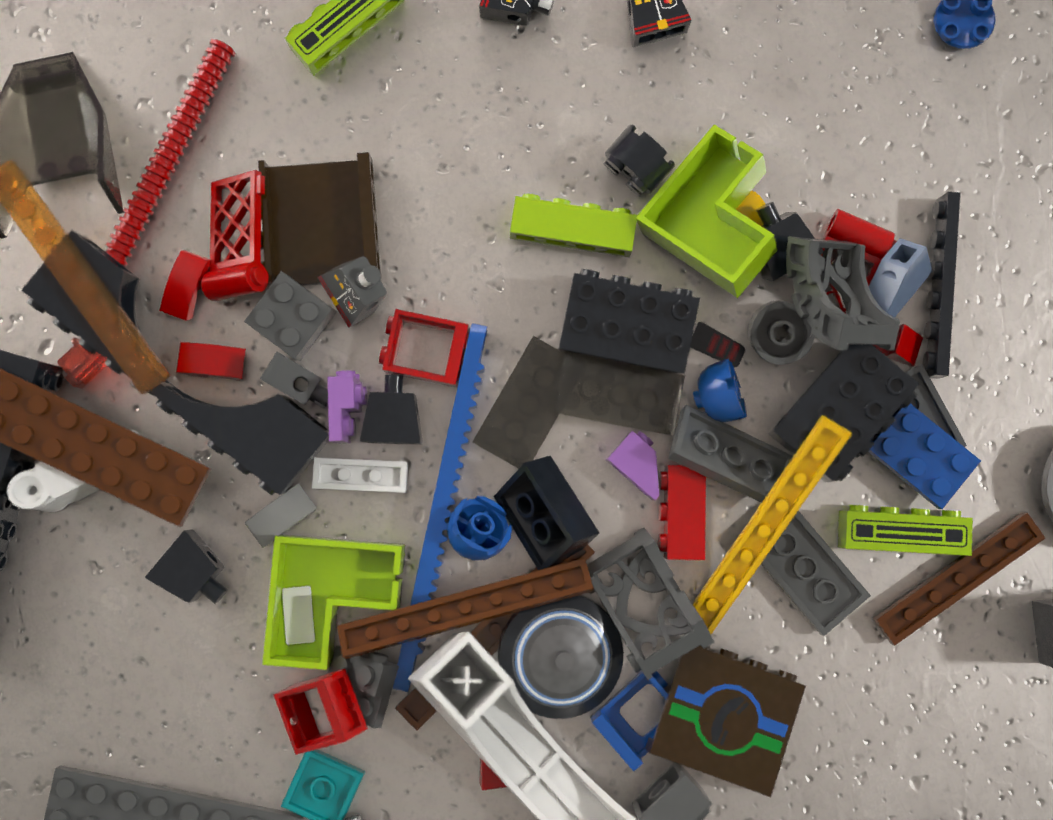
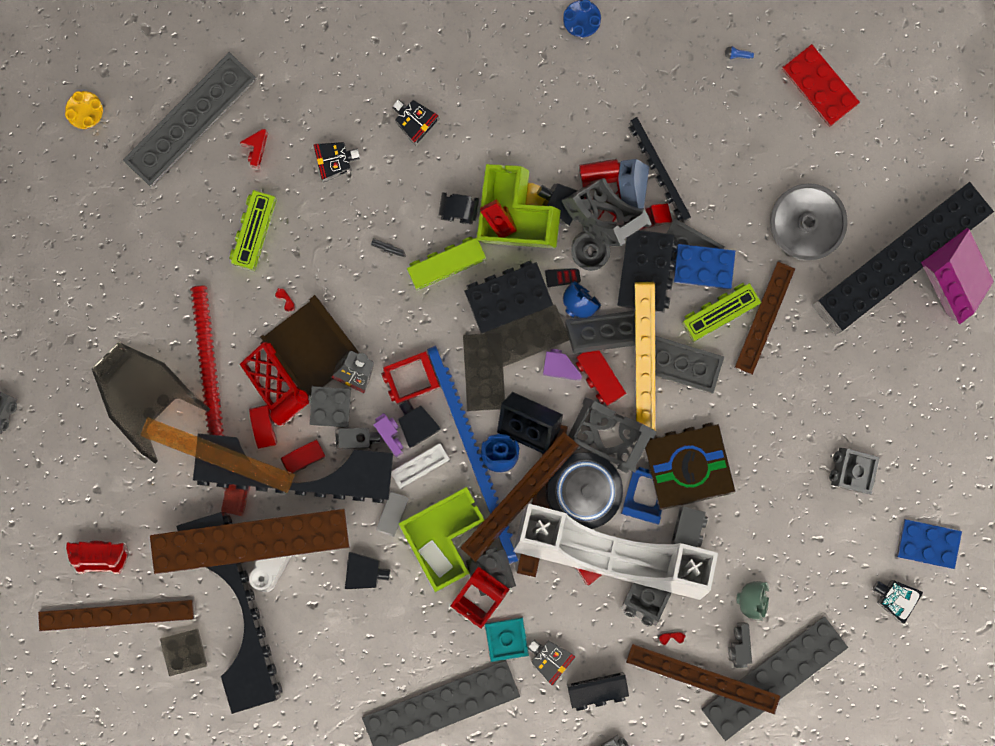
camera: 25 degrees left, 0 degrees up
(329, 128) = (282, 294): none -> red piece
(509, 156) = (387, 247): none -> black piece
(684, 207) = (498, 218): none -> red slope

